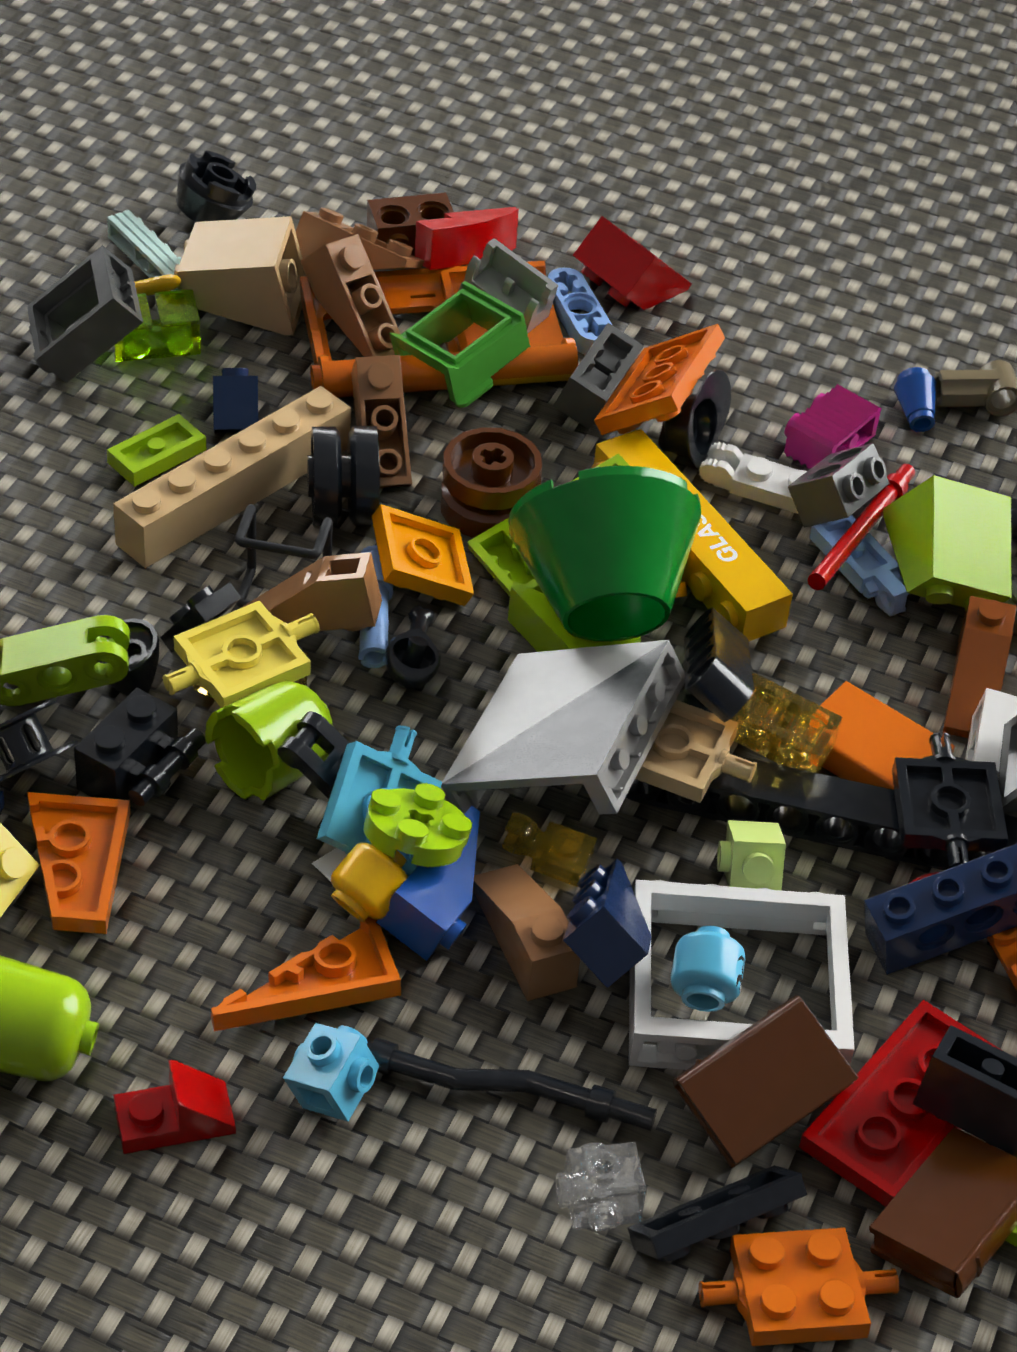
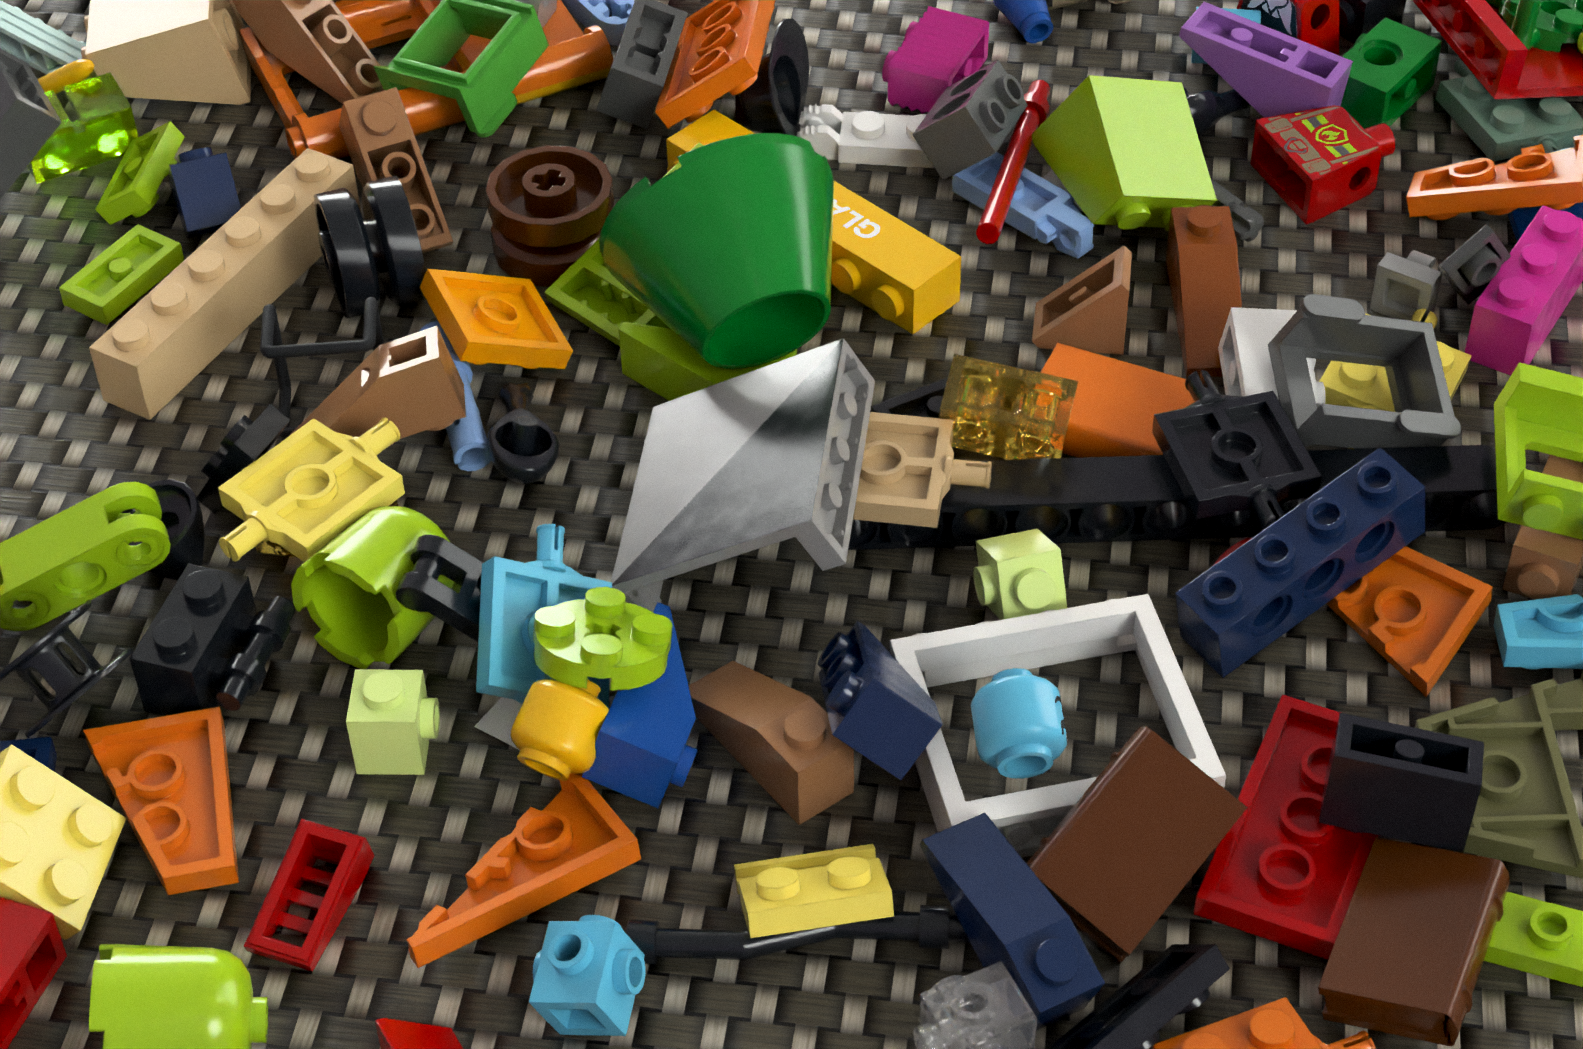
camera: 10 degrees left, 0 degrees up
(162, 920) = (308, 844): none -> red slope
(192, 374) = (140, 174): none -> lime plate
(249, 844) = (391, 721): none -> yellowish green brick
(518, 1052) = (813, 890): none -> light yellow plate
(554, 853) = (776, 633): clear yellow plate -> none
(656, 1114) = (1013, 918): none -> dark blue slope
(718, 665) = (907, 358): black beam -> none
(881, 660) = (1088, 309): none -> medium nougat slope

